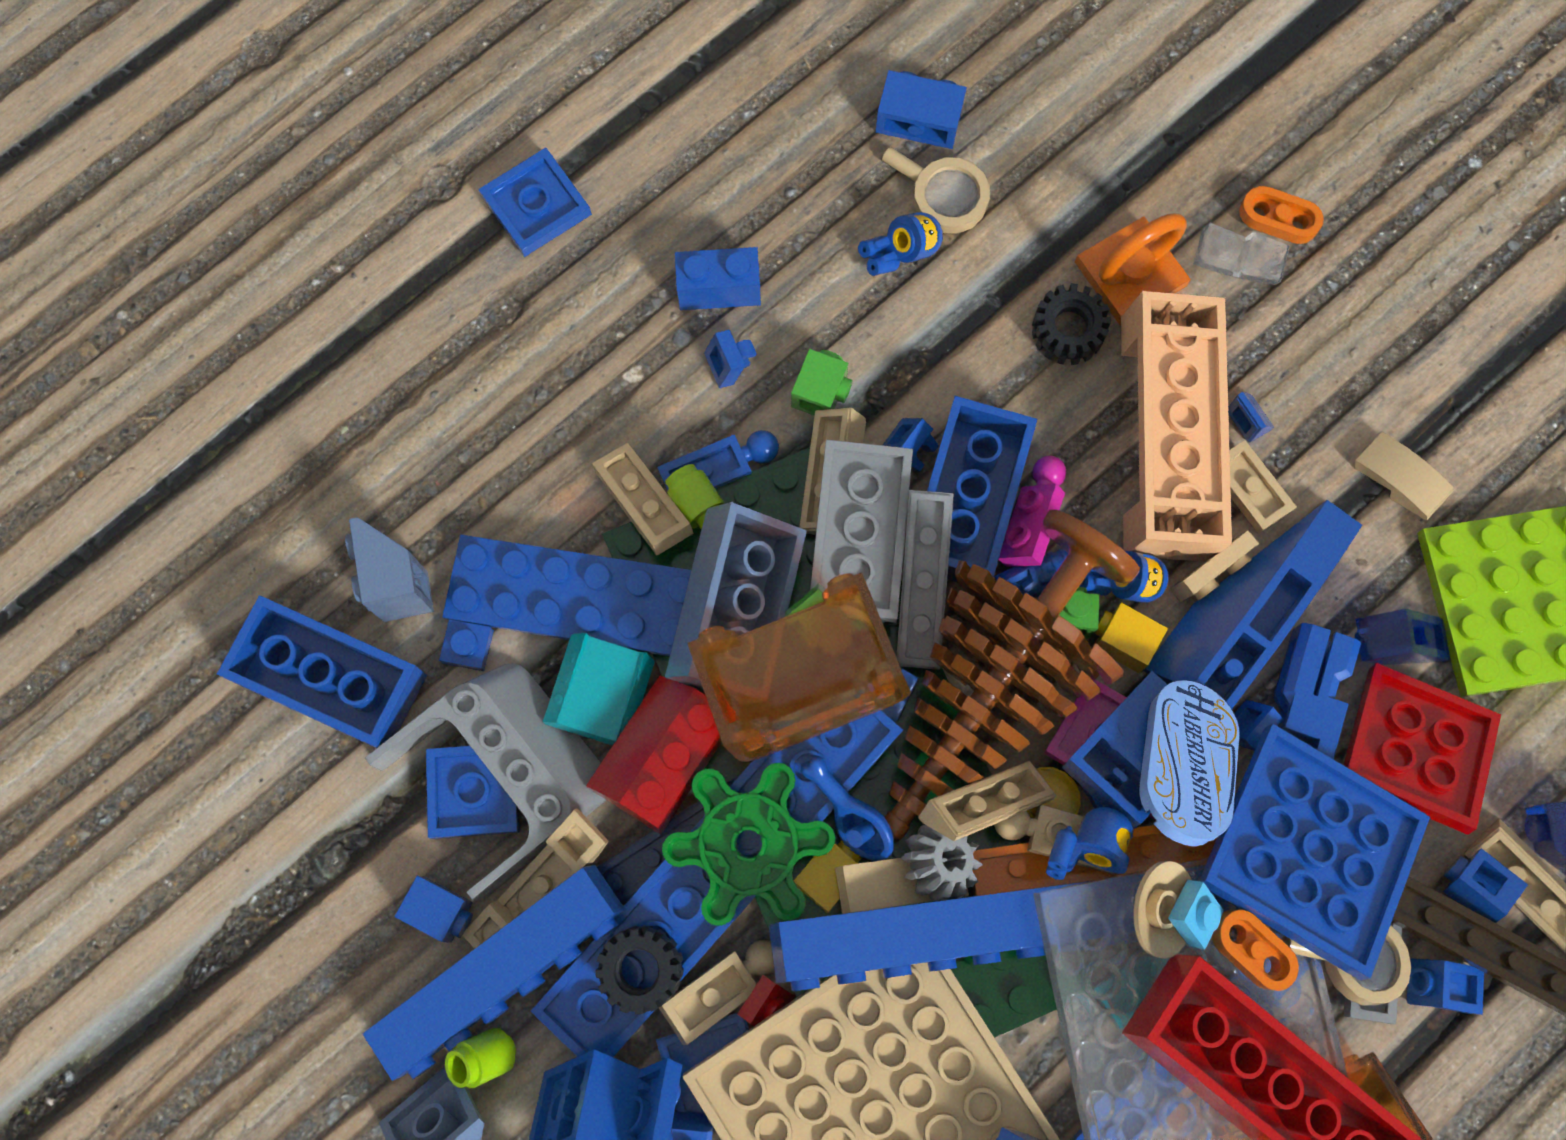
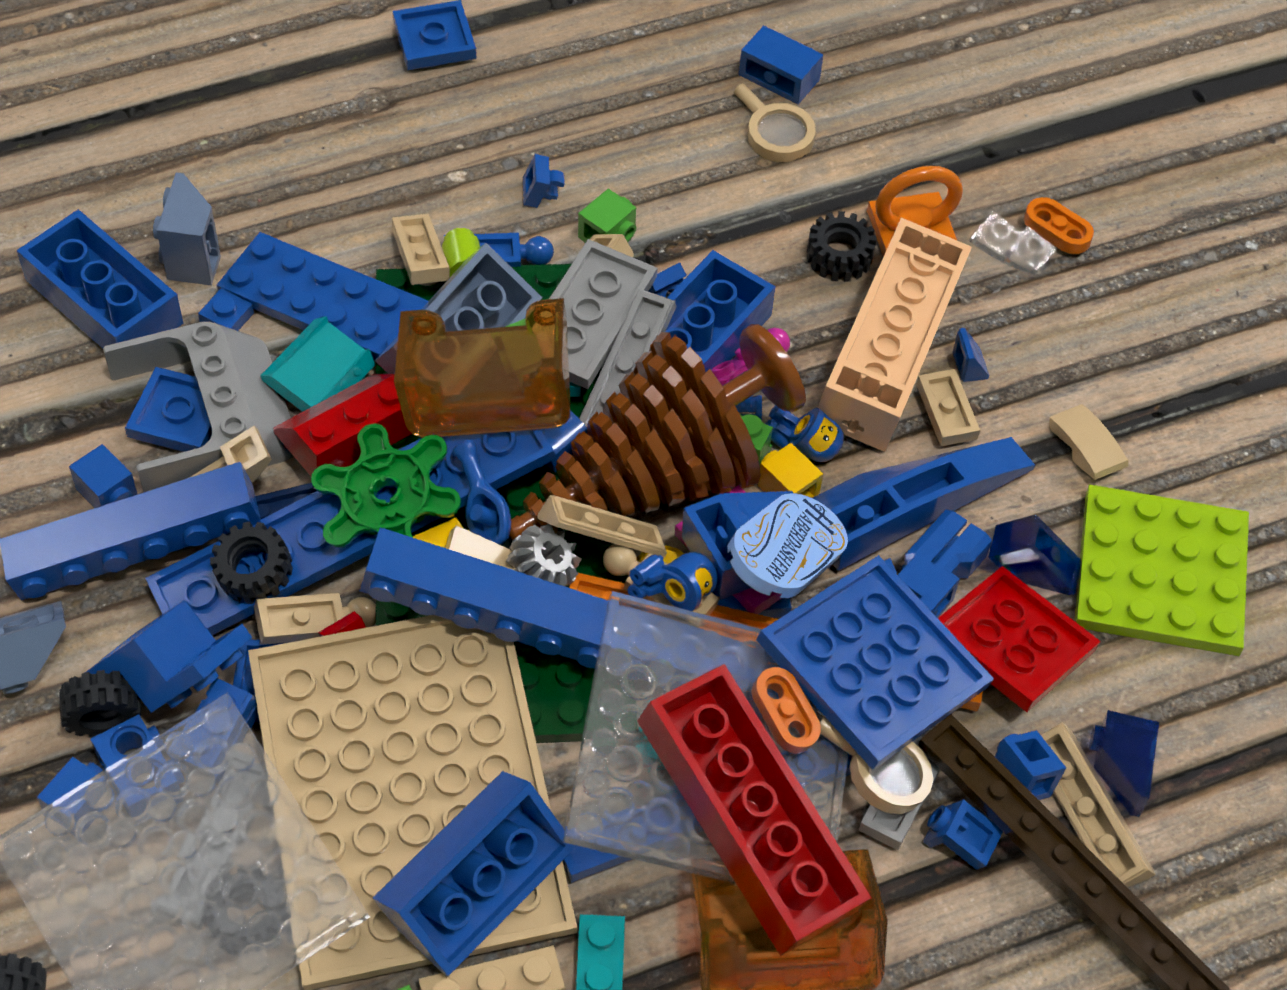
camera: 15 degrees right, 20 degrees down
(480, 1058) = (86, 593): lime brick -> none
(718, 278) = (557, 125): blue brick -> none
(907, 240) = (729, 145): blue piece -> none
(1153, 905) = (727, 633): tan dish -> none
(1196, 914) = (743, 654): medium azure plate -> none
(1202, 579) = (887, 450): tan plate -> none

